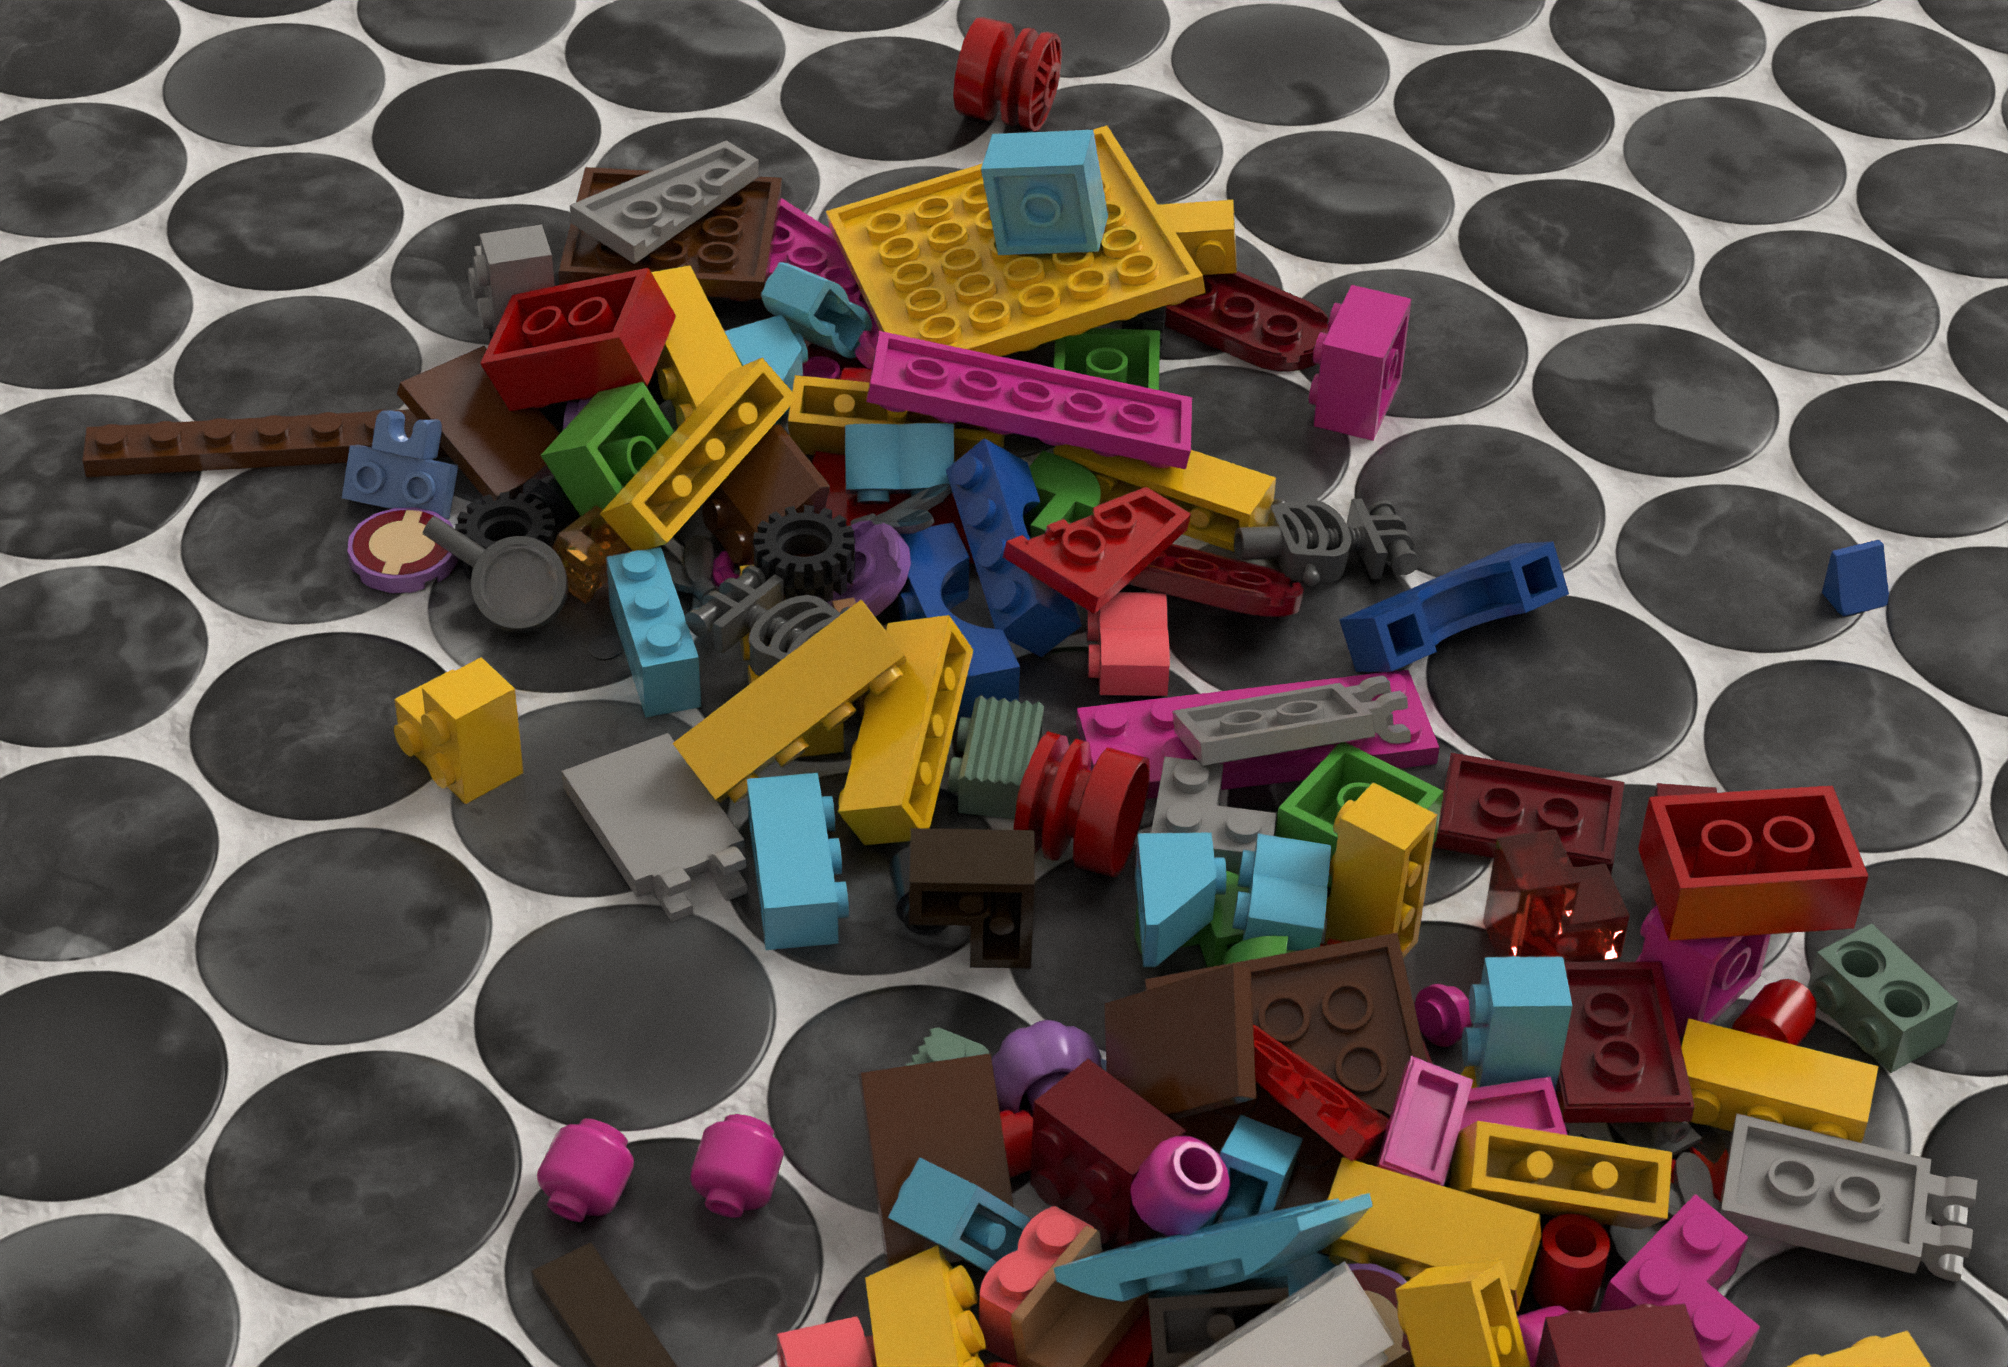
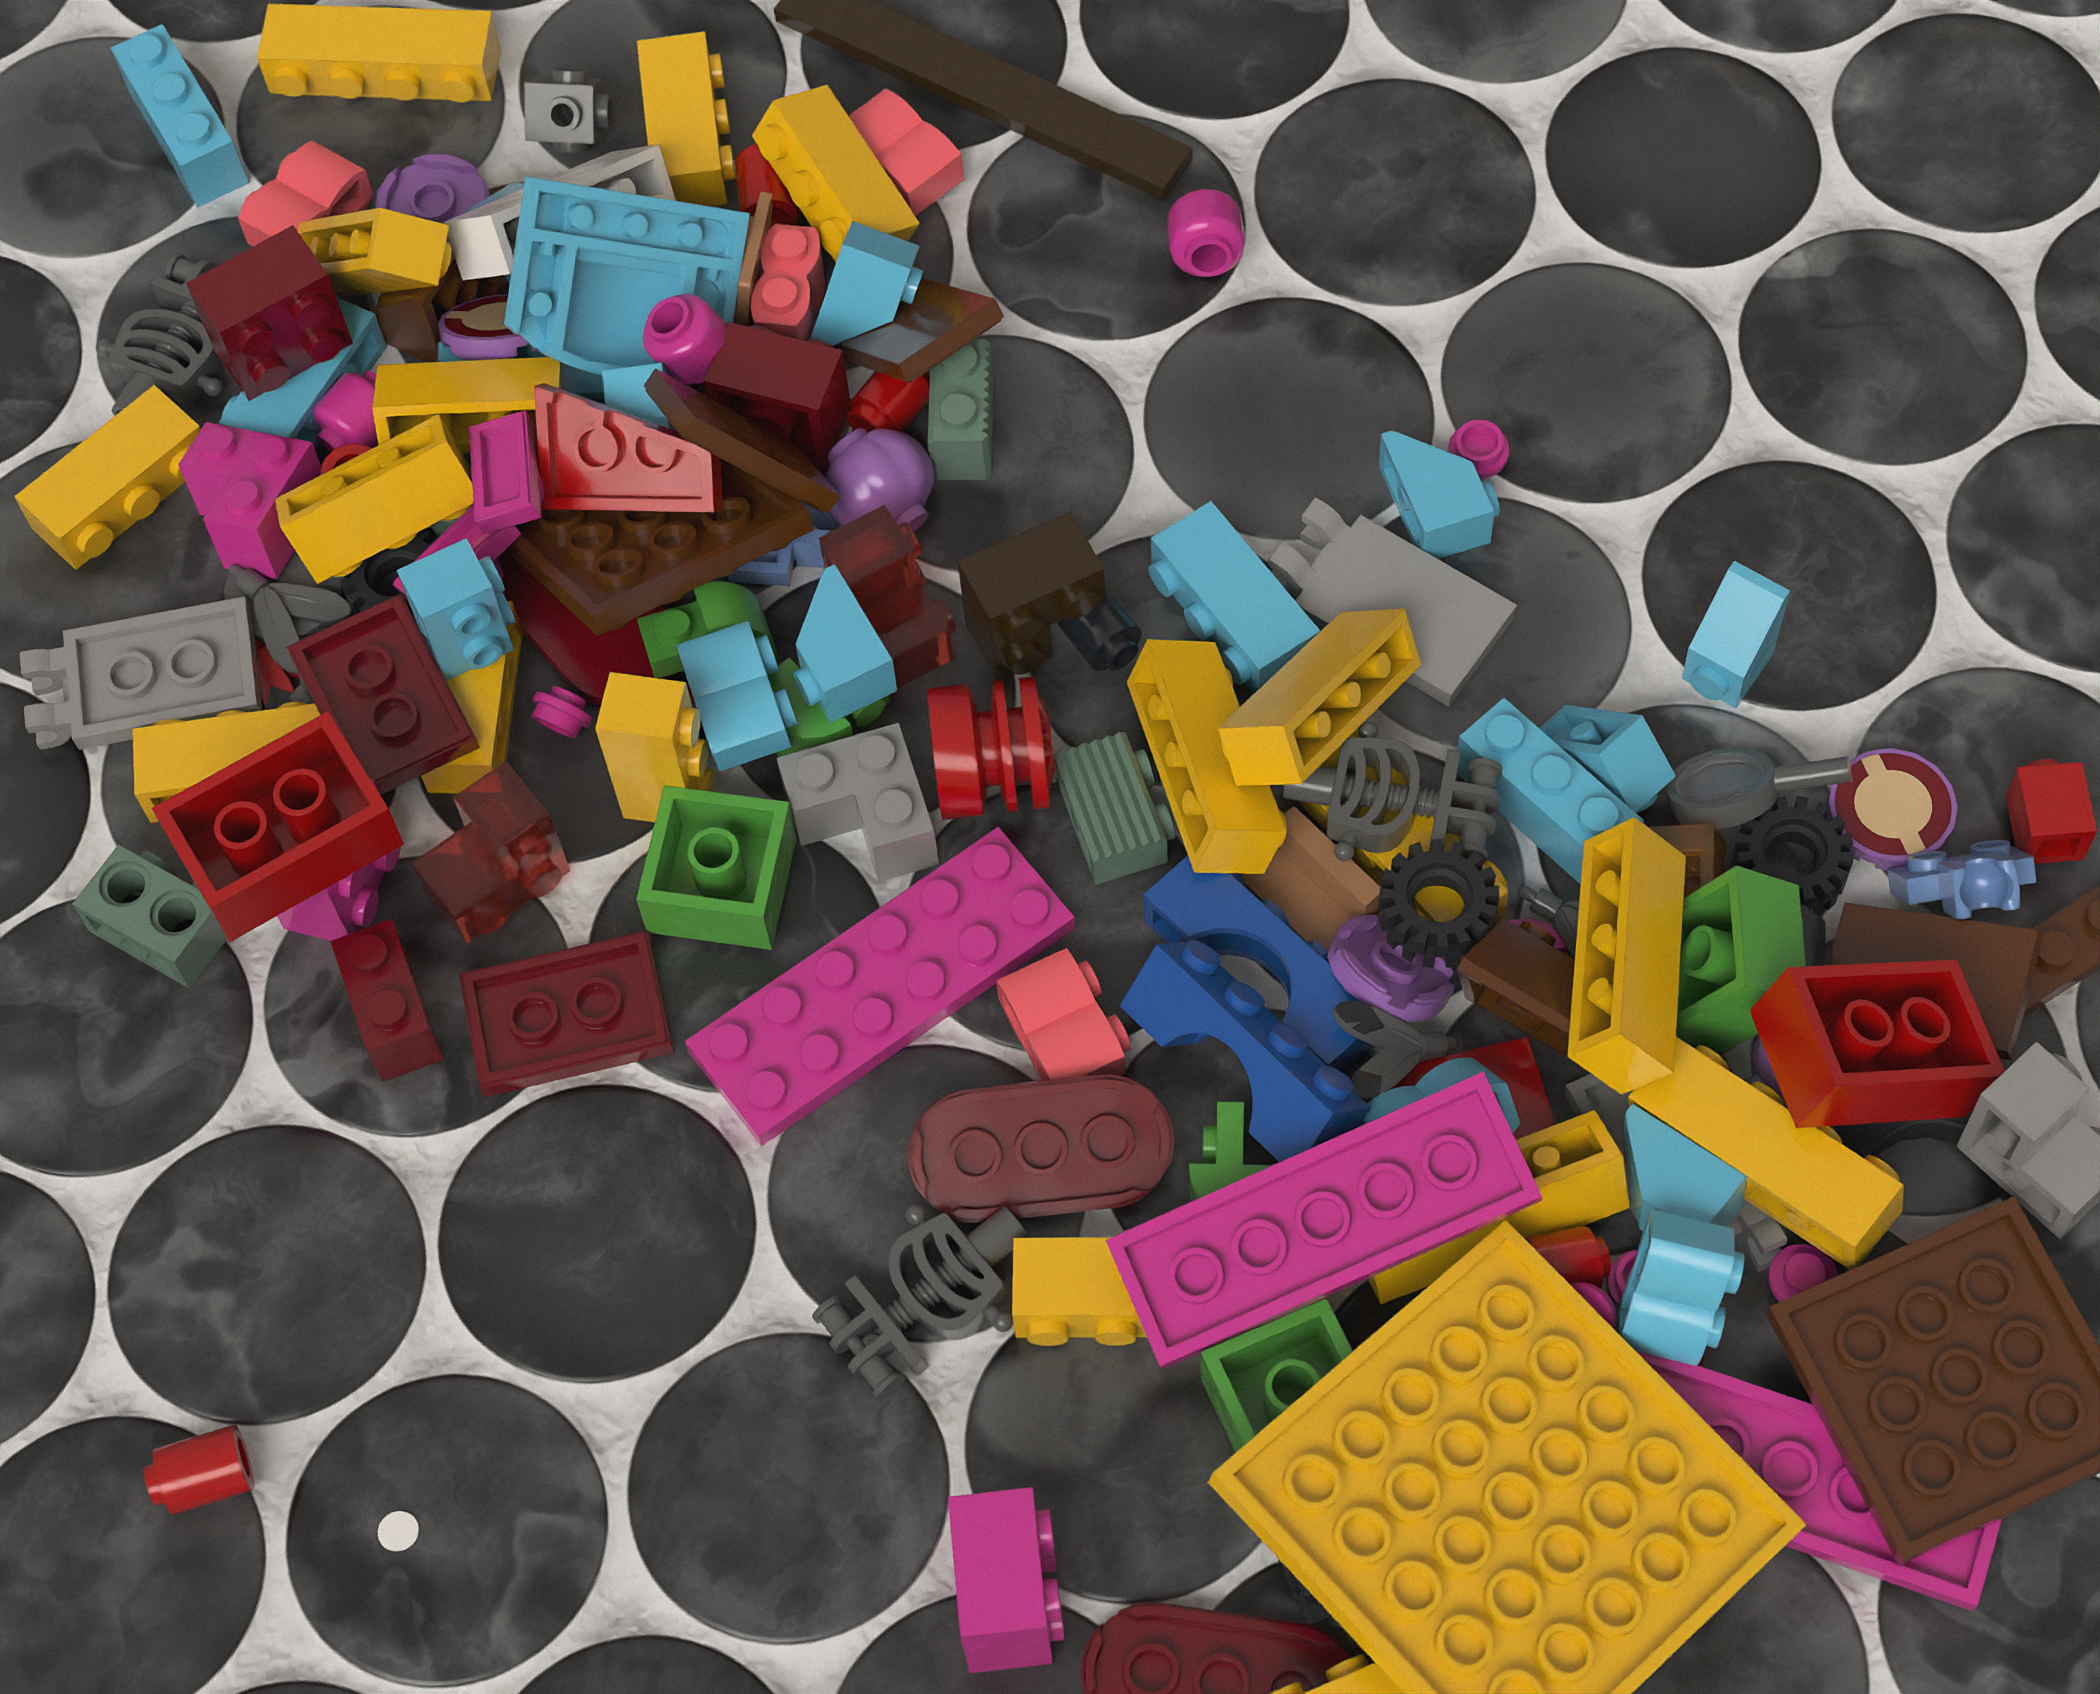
camera: 160 degrees right, 20 degrees up
(304, 480) = (2051, 811): none -> red brick
(416, 646) = (1736, 635): none -> medium azure slope
(463, 729) = (1632, 584): yellow brick -> none
(490, 898) = (1483, 445): none -> dark pink plate
(561, 863) = (1437, 496): none -> medium azure slope
(592, 645) = (1614, 750): none -> medium azure slope
(662, 203) = (1984, 1373): light grey wing -> none
(736, 1165) = (1088, 290): dark pink head -> none
(1045, 192) = (1477, 1500): medium azure container -> none
(1100, 958) = (888, 584): none -> clear red brick
(1102, 551) = (1125, 1042): red wing -> none
(1291, 721) = (833, 922): light grey tile -> none
(1479, 592) = (784, 1162): blue arch -> none
(1781, 574) = (398, 1531): none -> white sticker
(1857, 578) = (304, 1534): blue slope -> none
(1928, 631) = (199, 1470): none -> red brick

